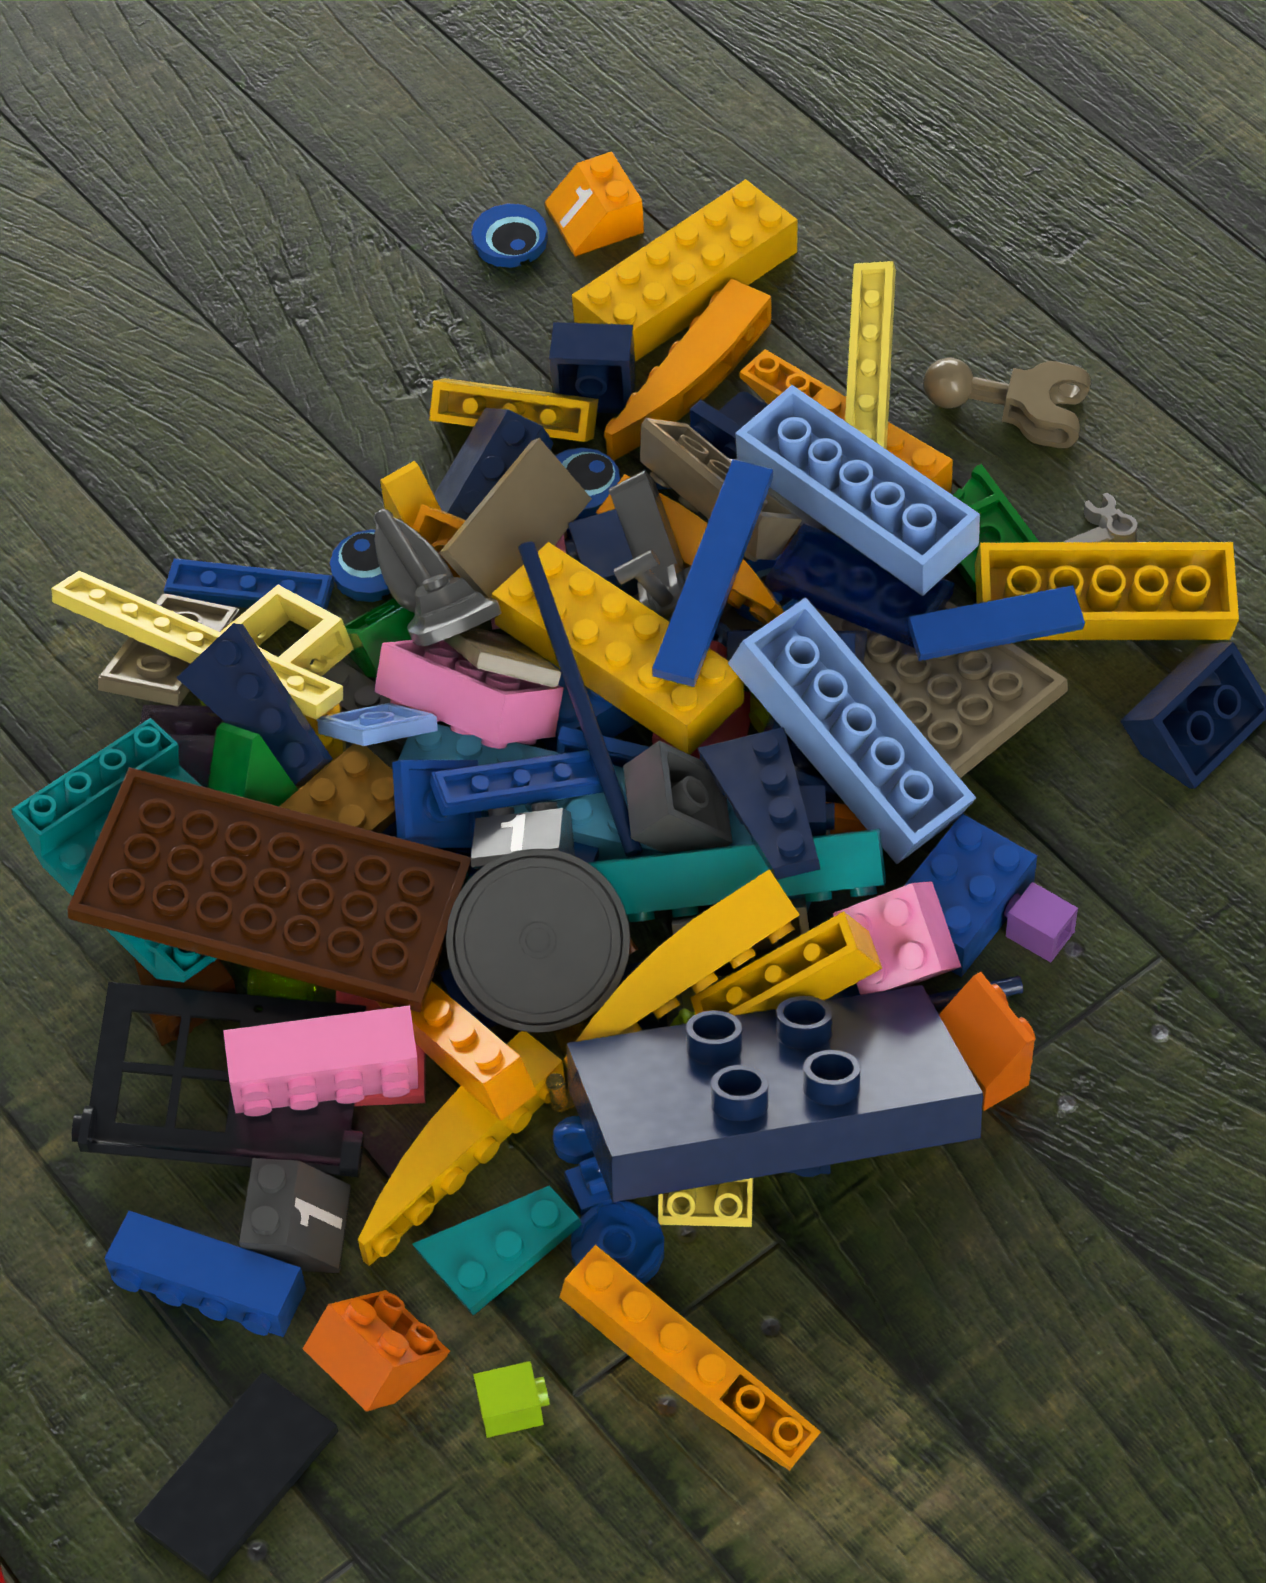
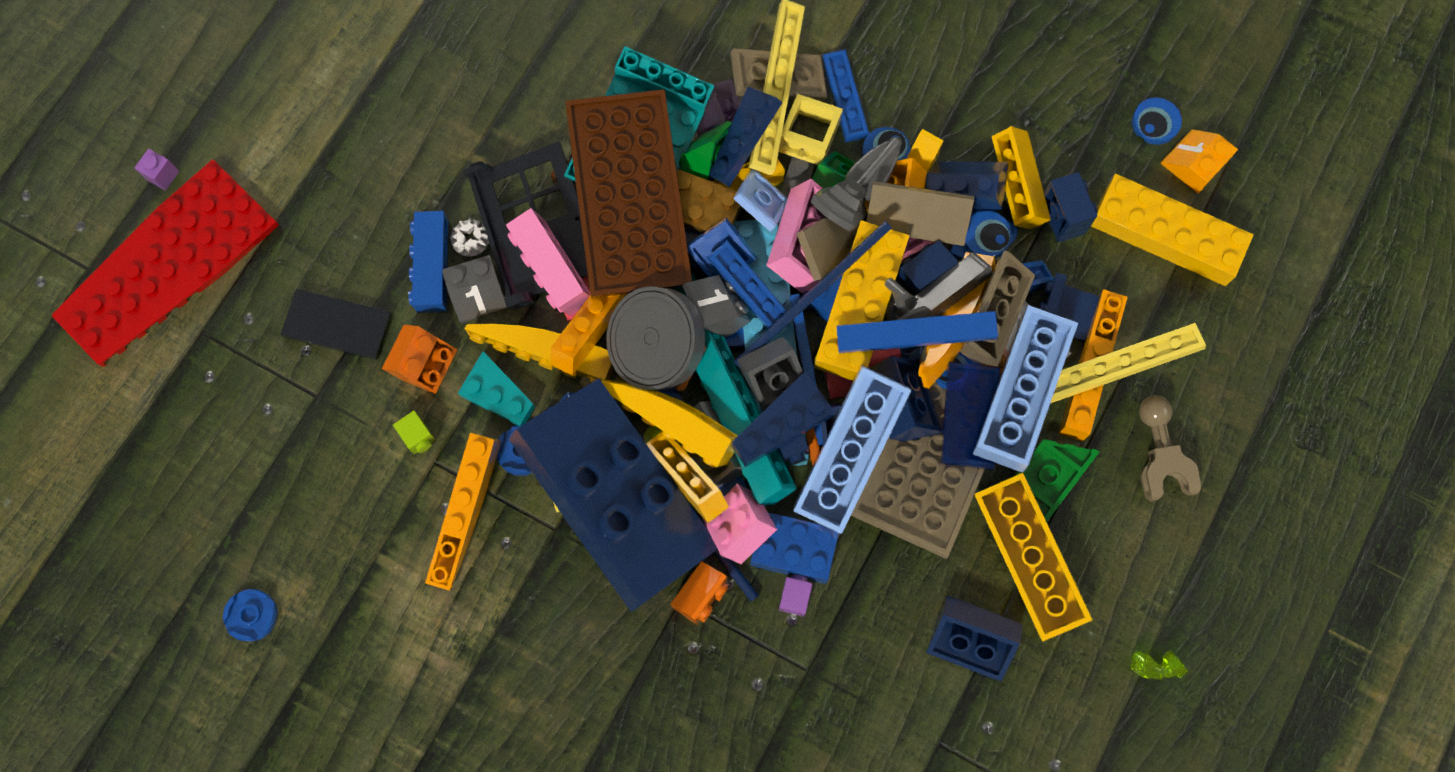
camera: 65 degrees right, 20 degrees up
(212, 1200) = (471, 247): none -> white gear
(694, 363) = (1103, 262): light orange slope -> none
(995, 623) = (971, 502): blue tile -> none
(1113, 523) = (1088, 549): light grey bar -> none

